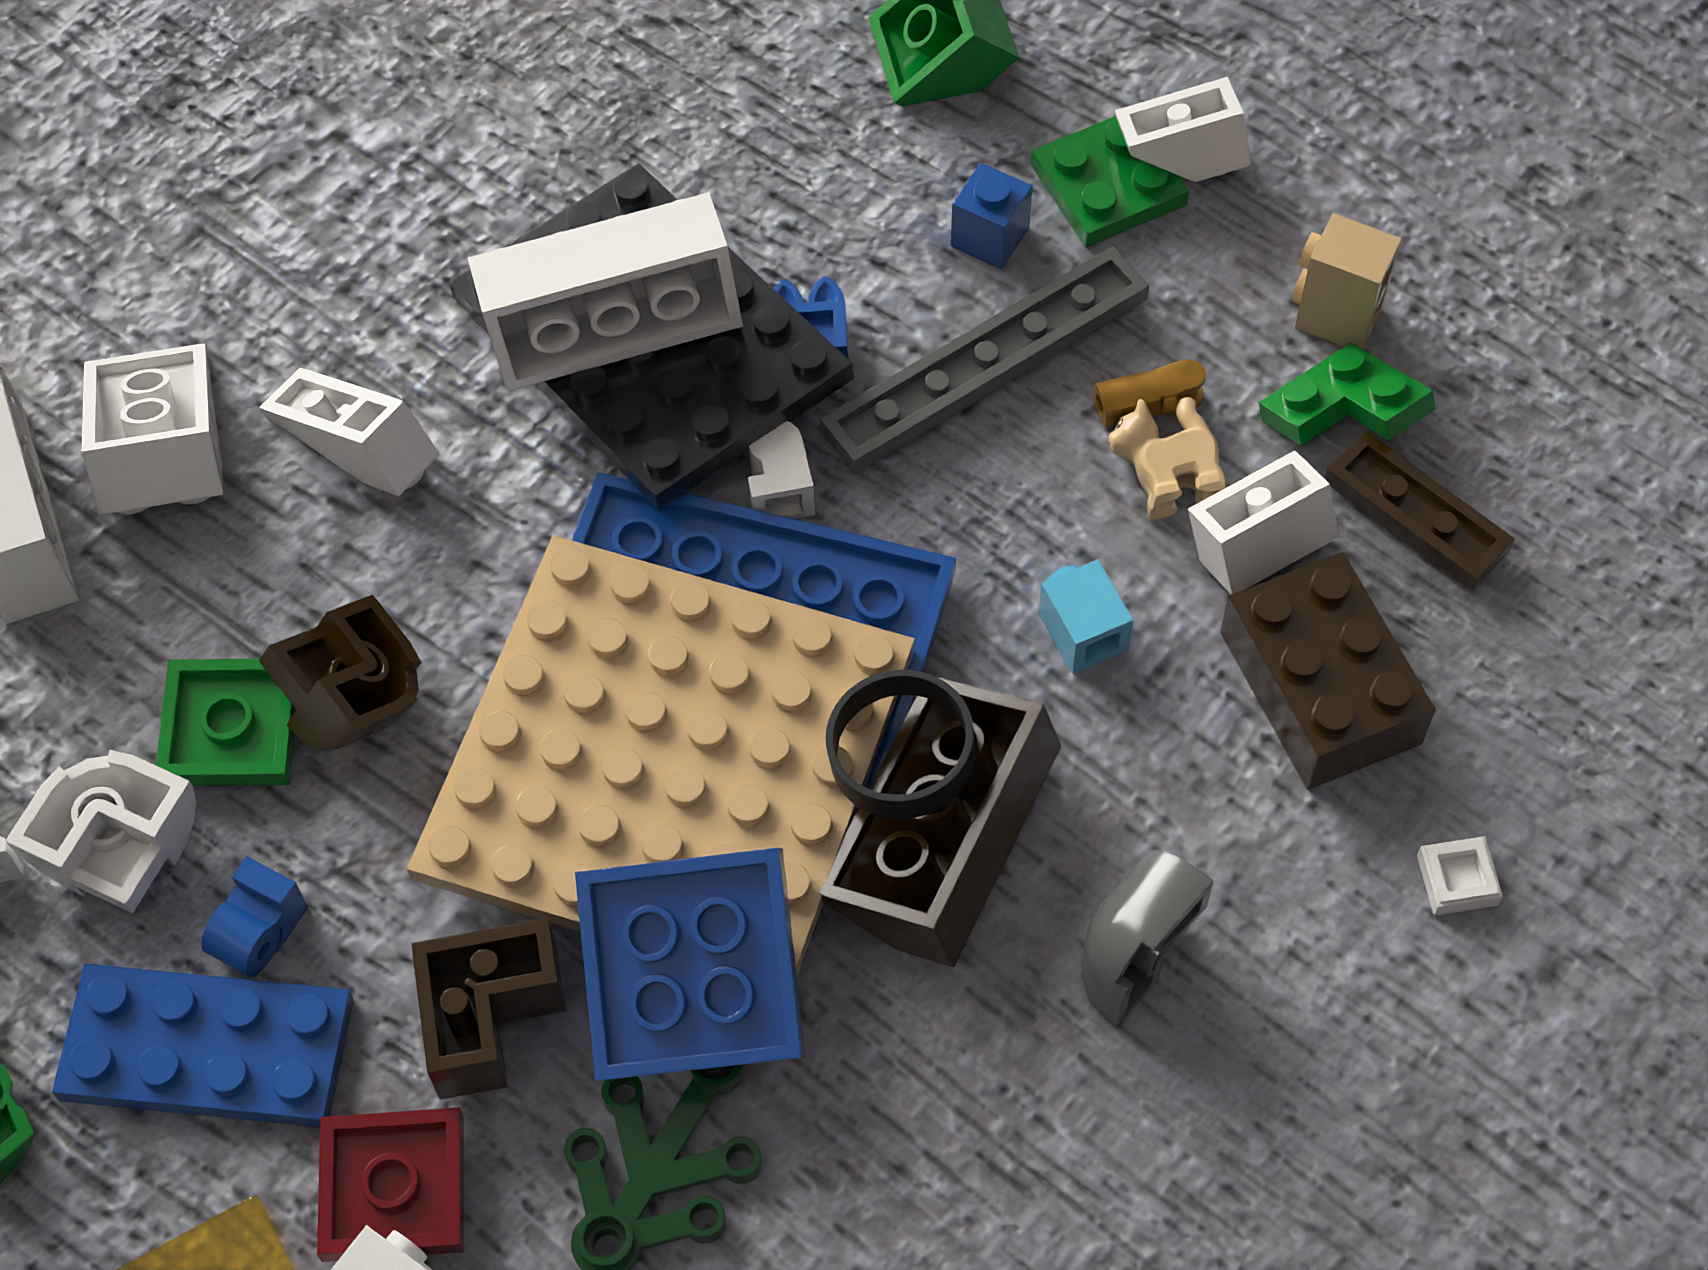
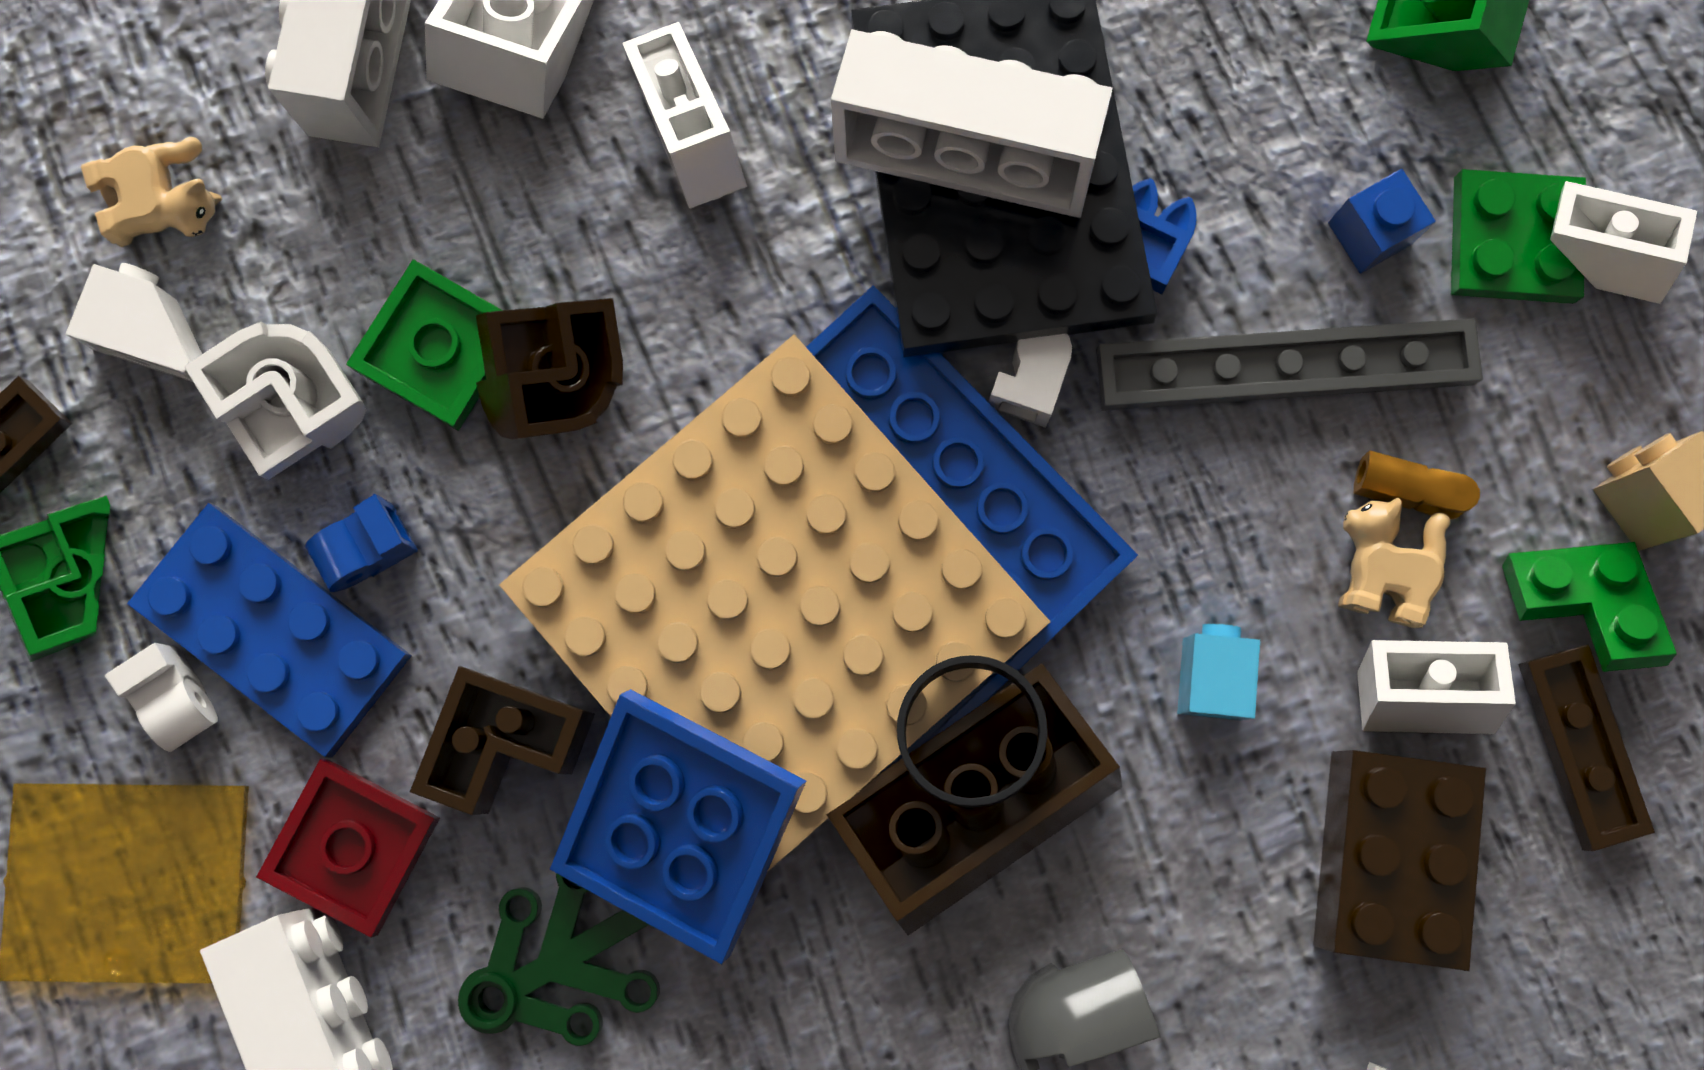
camera: 30 degrees right, 20 degrees up
(133, 1148) = (164, 695): none -> white leg

